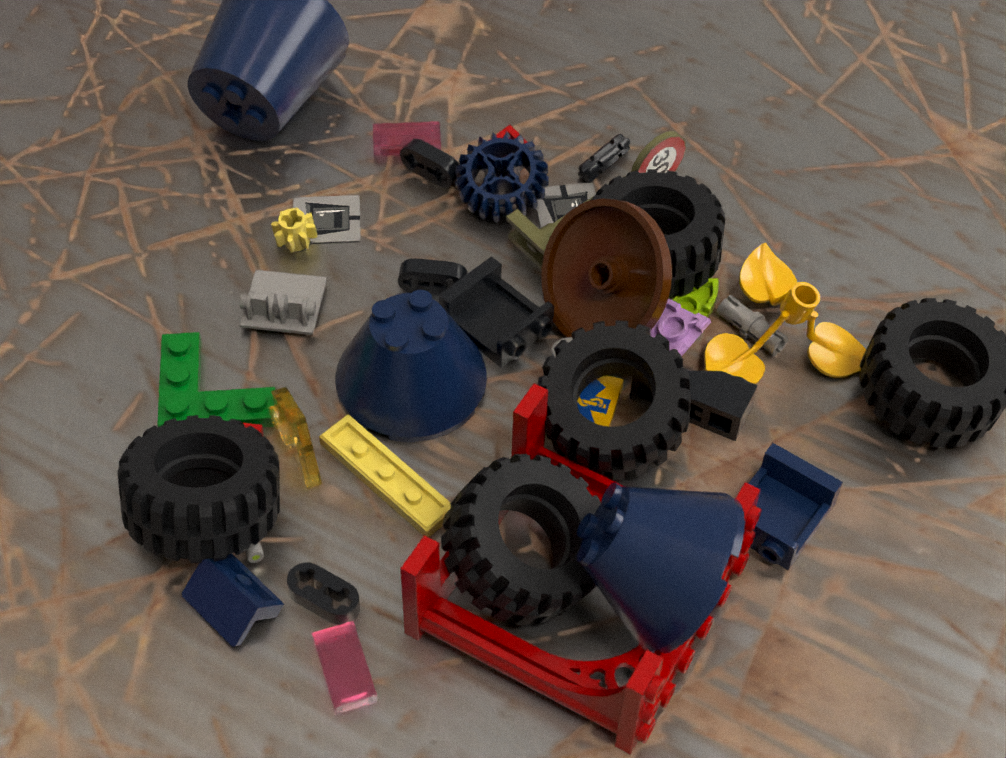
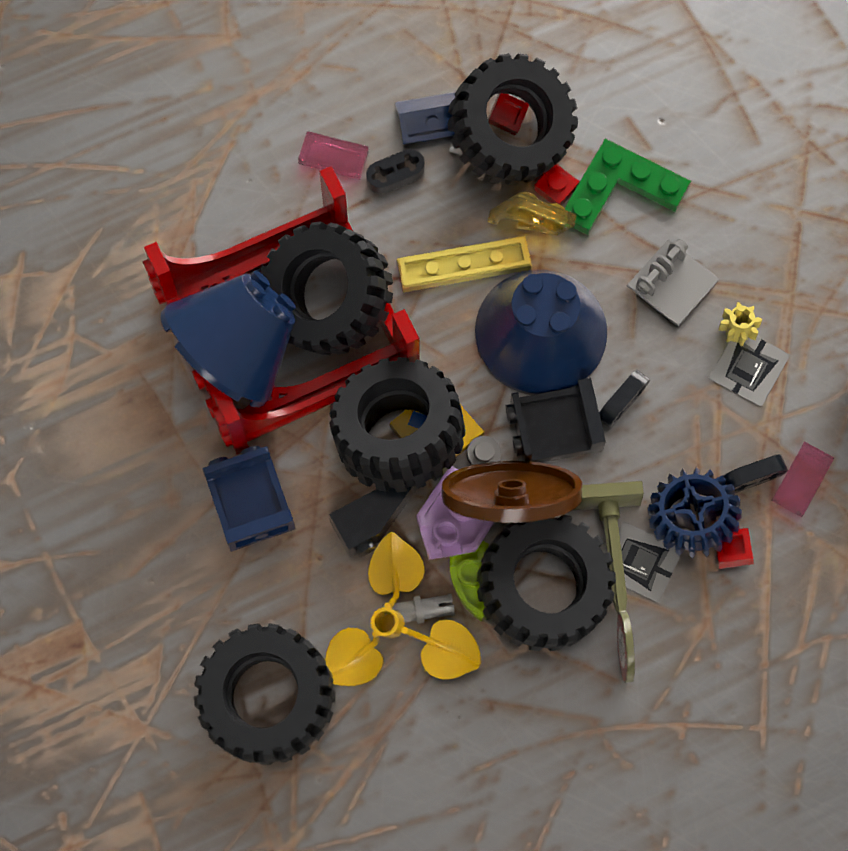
camera: 125 degrees right, 20 degrees up
(604, 158) = (676, 627): black axle -> none

